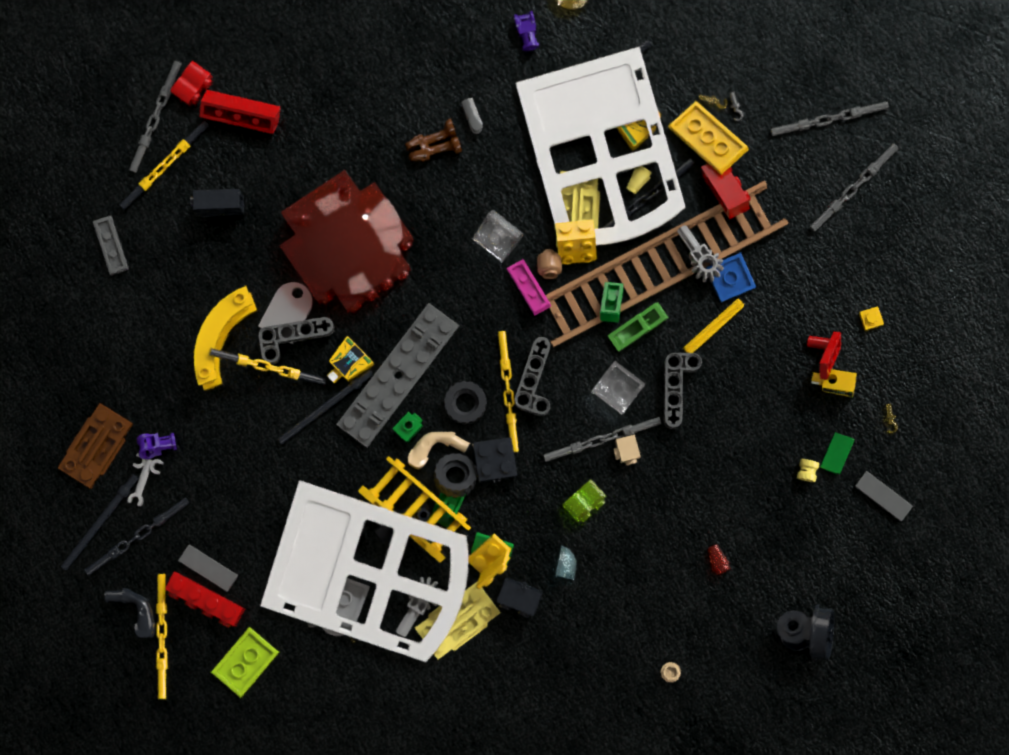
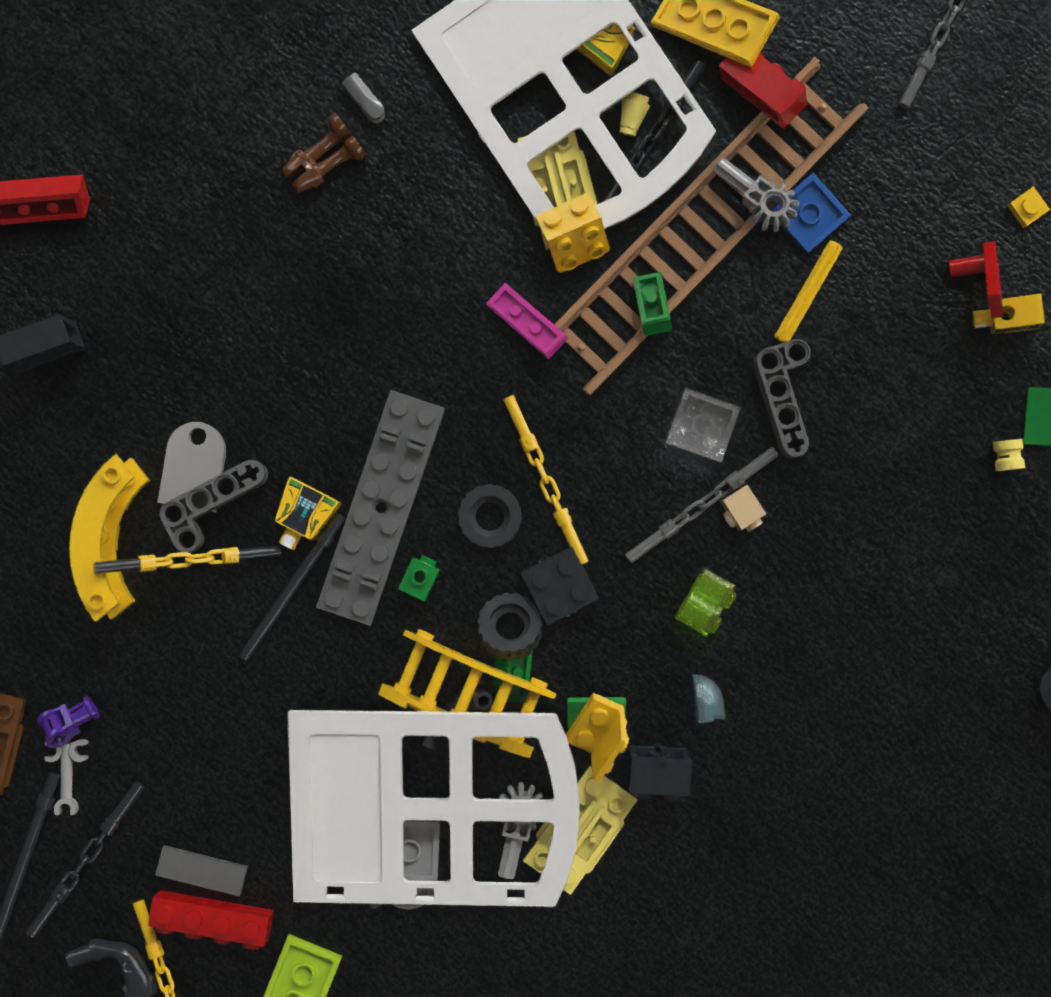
camera: 10 degrees left, 5 degrees up
(346, 242) = (242, 340): clear red windscreen -> none
(418, 455) = (447, 614): tan piece -> none
(497, 235) = (457, 261): clear brick -> none
(534, 374) = (577, 444): dark grey beam -> none
(549, 264) = (545, 278): medium nougat head -> none
(638, 326) = (701, 327): bright green slope -> none
(670, 672) = (905, 804): tan plate -> none
(718, 560) = (922, 624): clear red cone -> none

